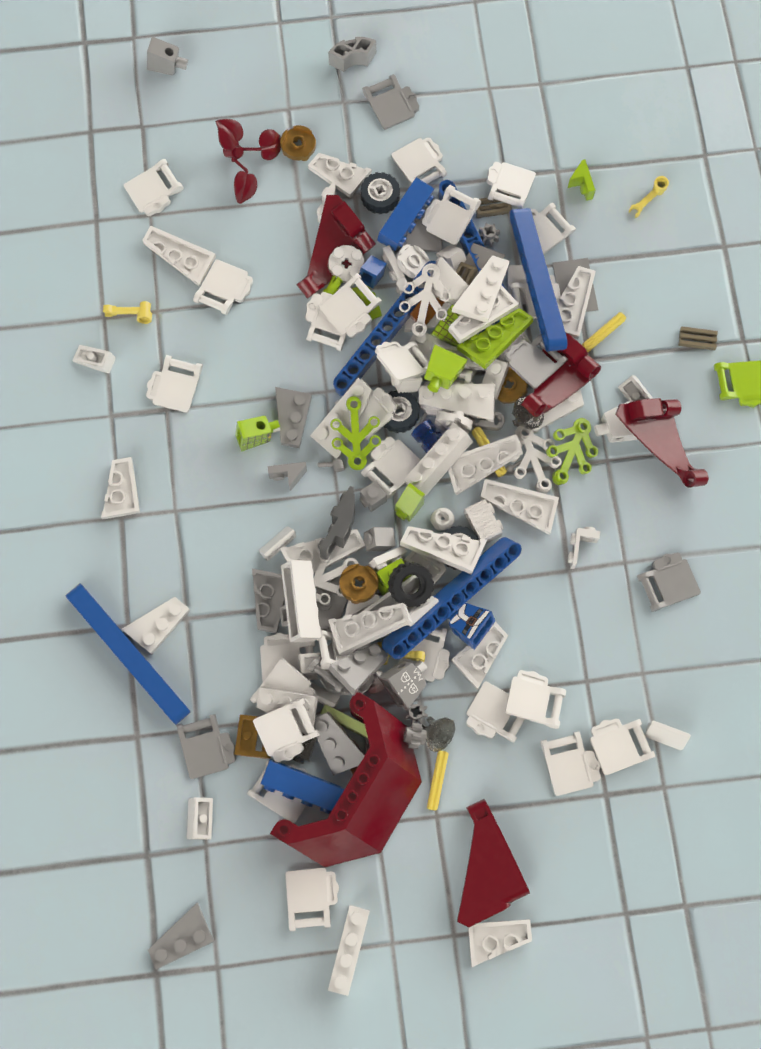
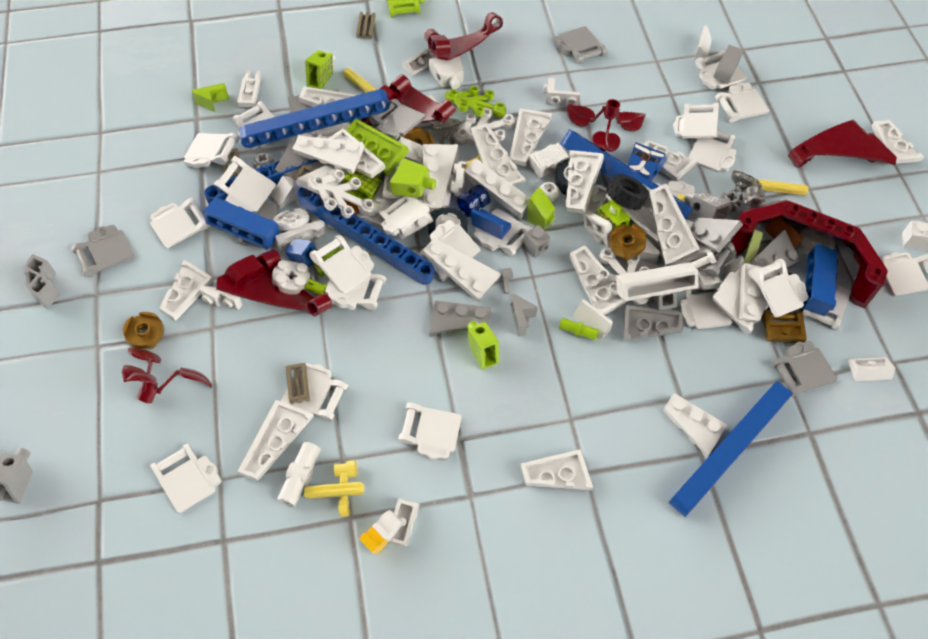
camera: 95 degrees left, 15 degrees down
(80, 336) = (381, 532): none -> leg
(123, 301) = (334, 490): none -> light yellow axle
(143, 274) = (299, 474): none -> white piece
(230, 274) = (299, 397): none -> dark tan tile
(267, 527) = (579, 329): none -> lime pin
(341, 525) = (565, 258): dark grey slope -> none
(356, 437) = (499, 257): lime plant -> none
(379, 539) = (578, 233): light grey brick -> none
(384, 201) = (211, 252): black wheel -> none
(399, 452) = (490, 223): none -> blue panel
(505, 585) = (604, 140): none -> dark red plant
(595, 218) = (249, 90): none -> white hinge
(620, 286) = (319, 69): none -> lime torso
(622, 751) = (728, 63): none -> light grey beam
(660, 185) = (222, 44): light yellow brick -> none

